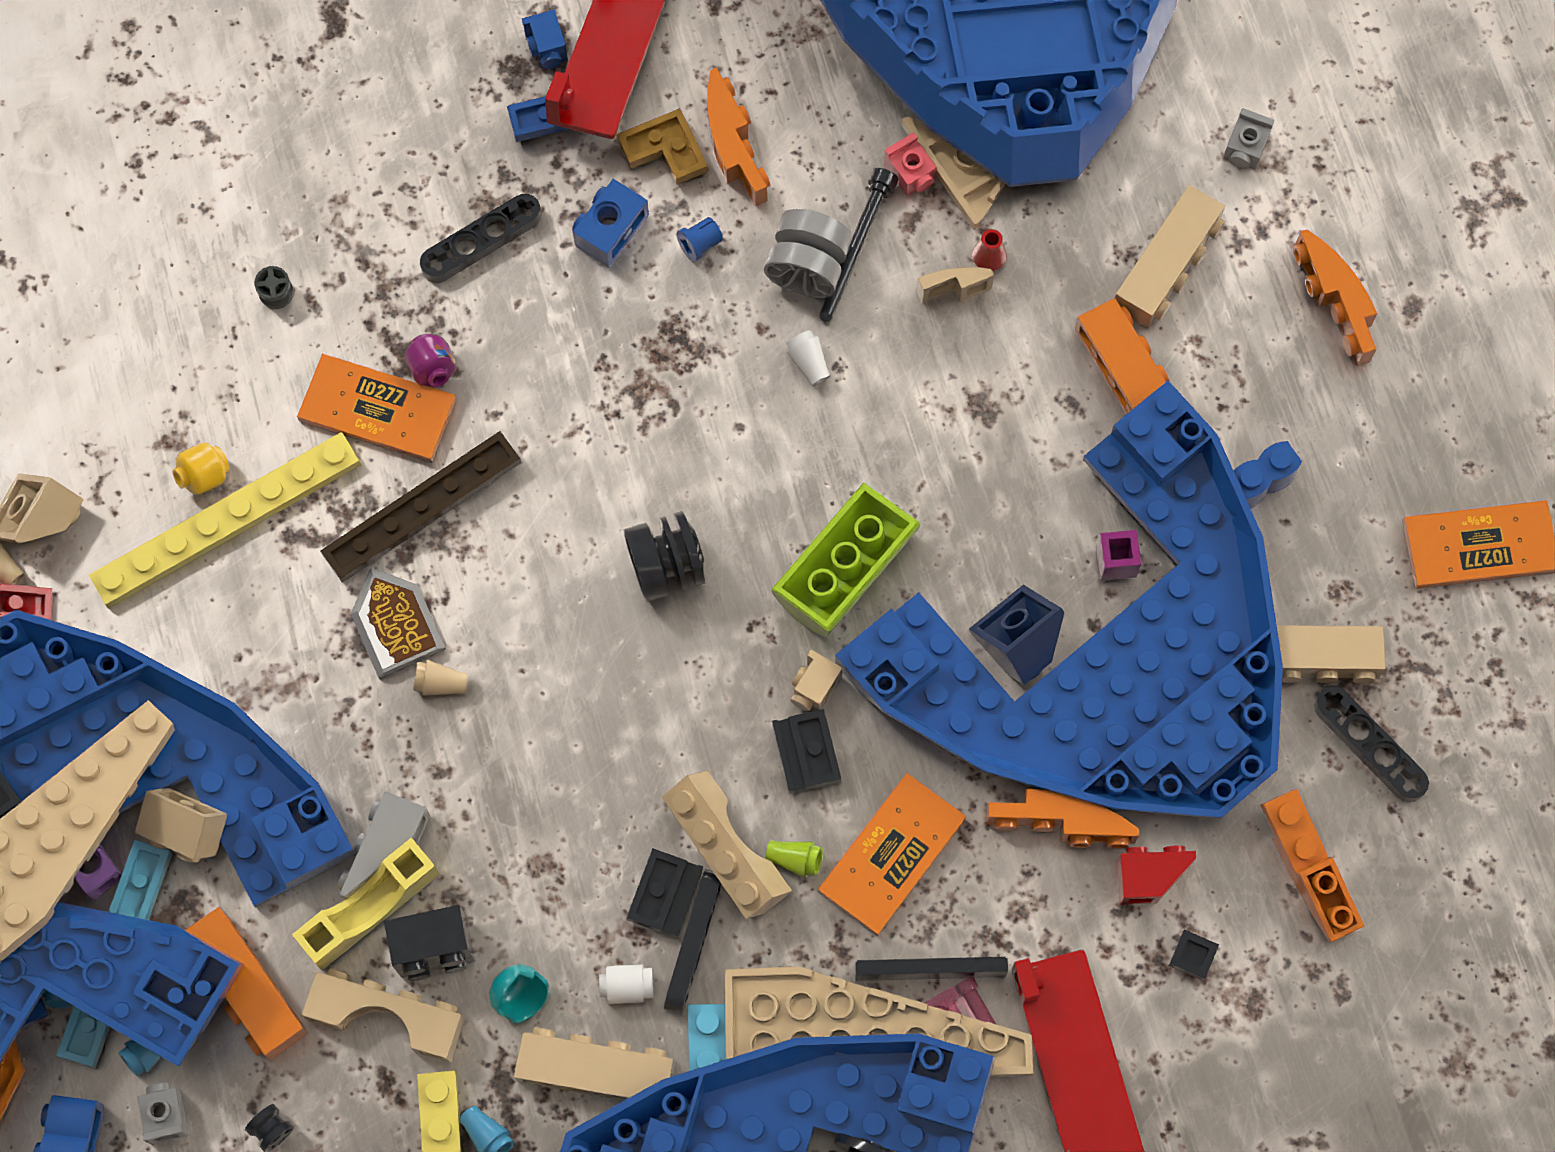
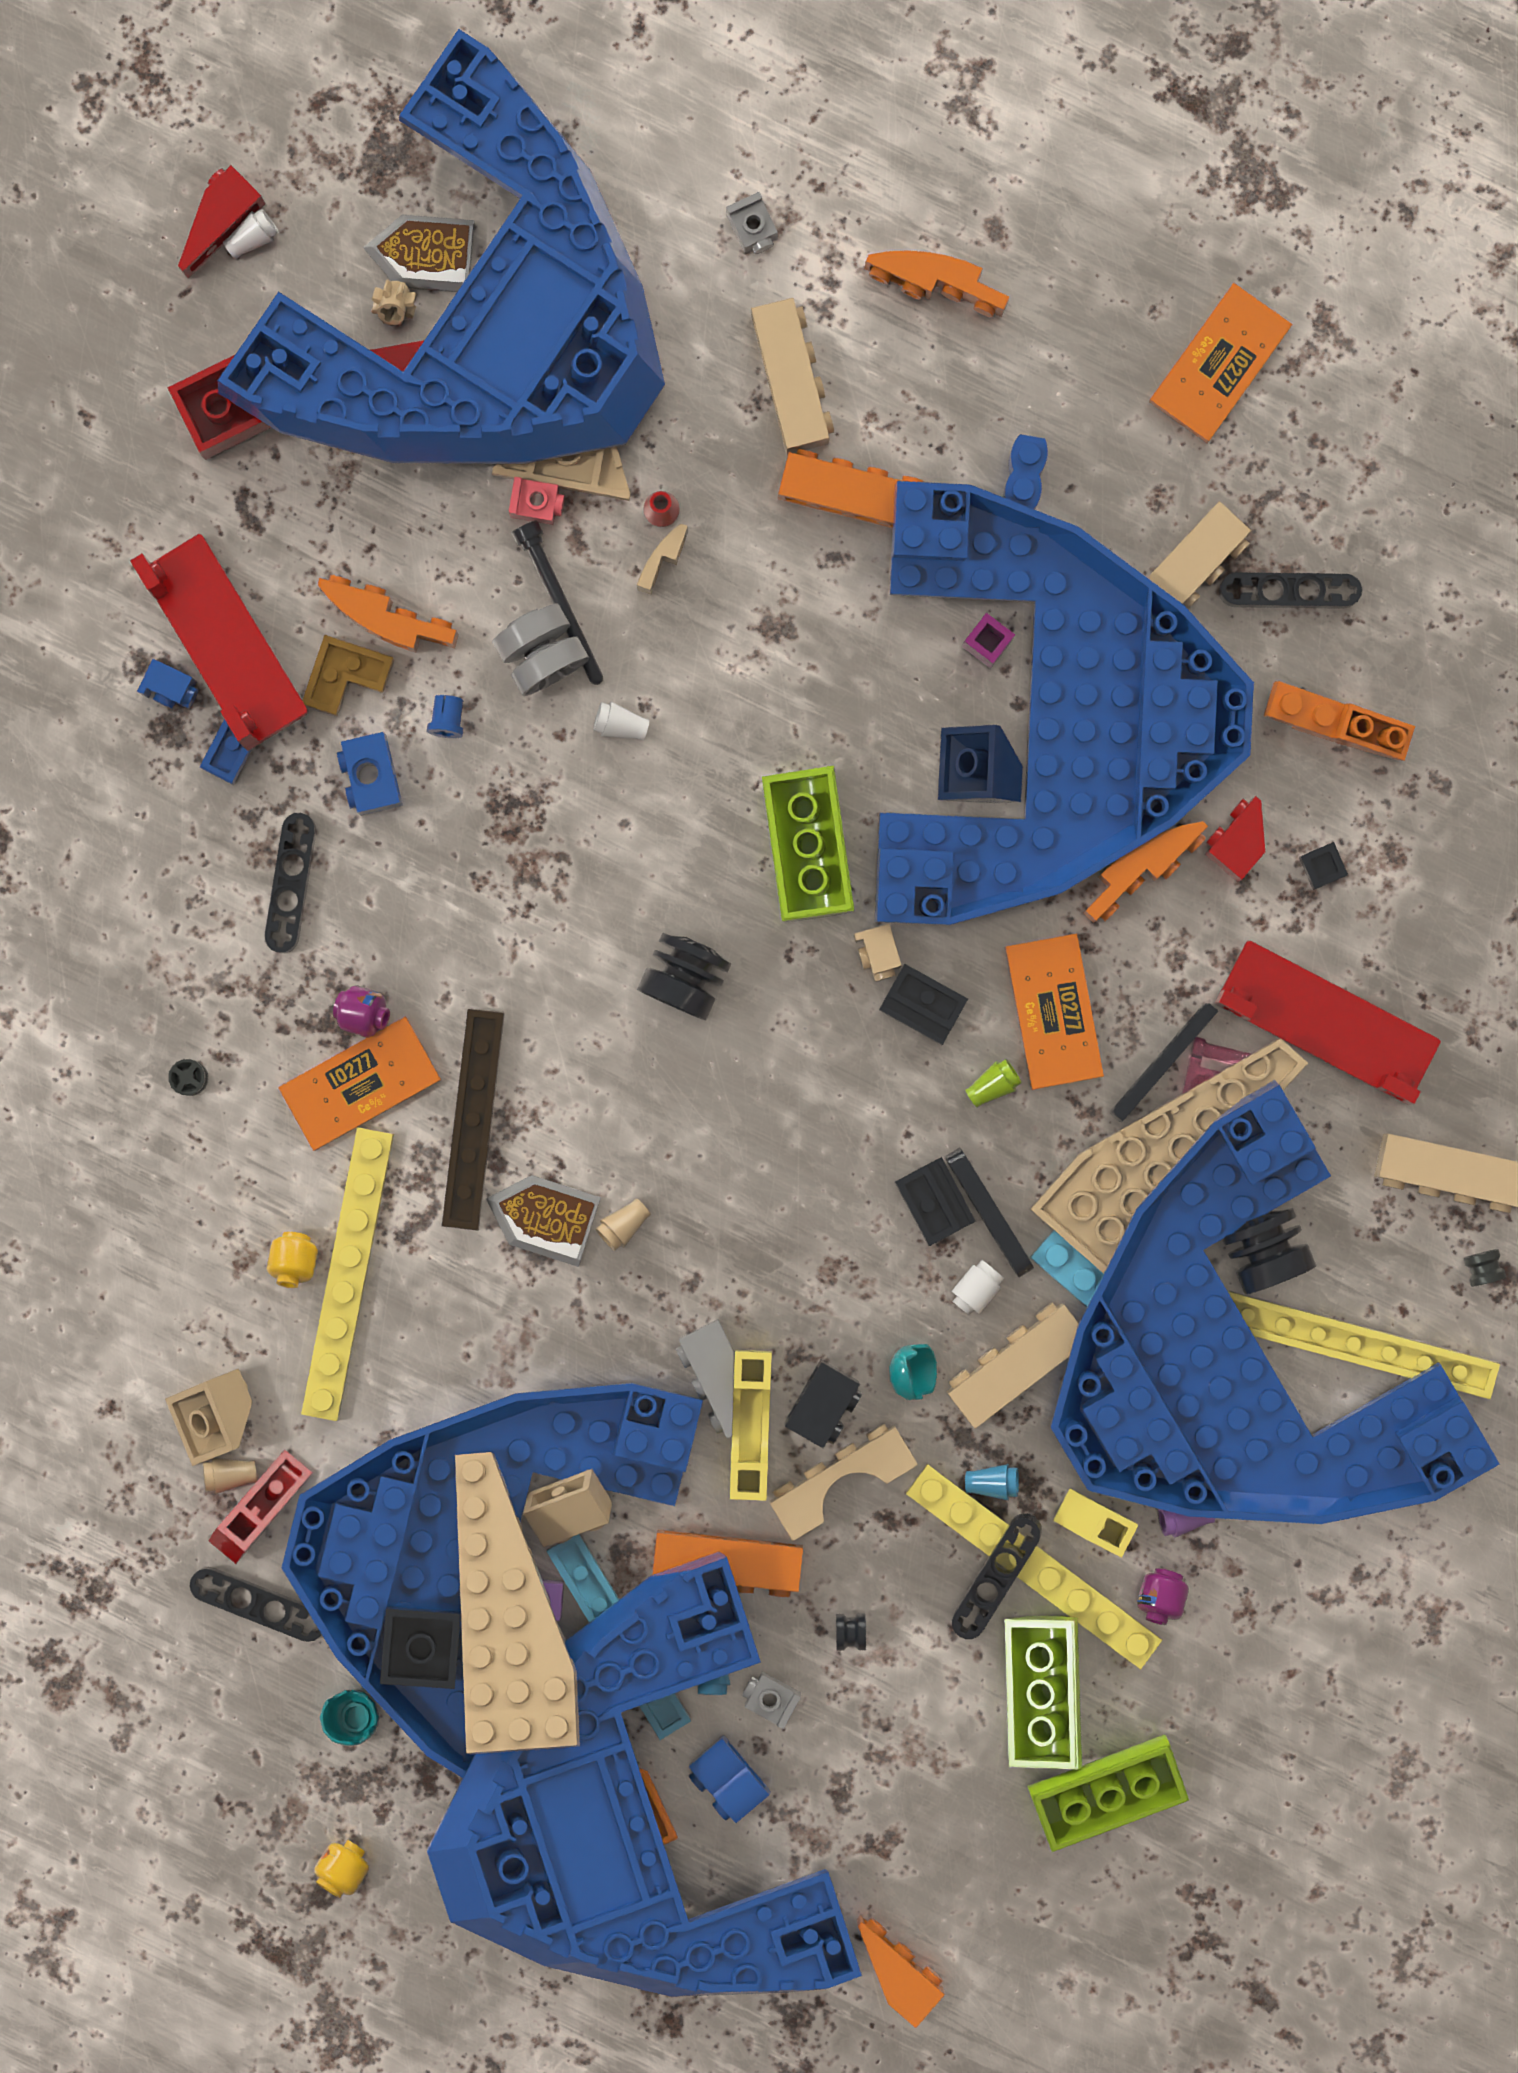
camera: 50 degrees left, 15 degrees up
(702, 813) = (902, 1123): tan arch -> none

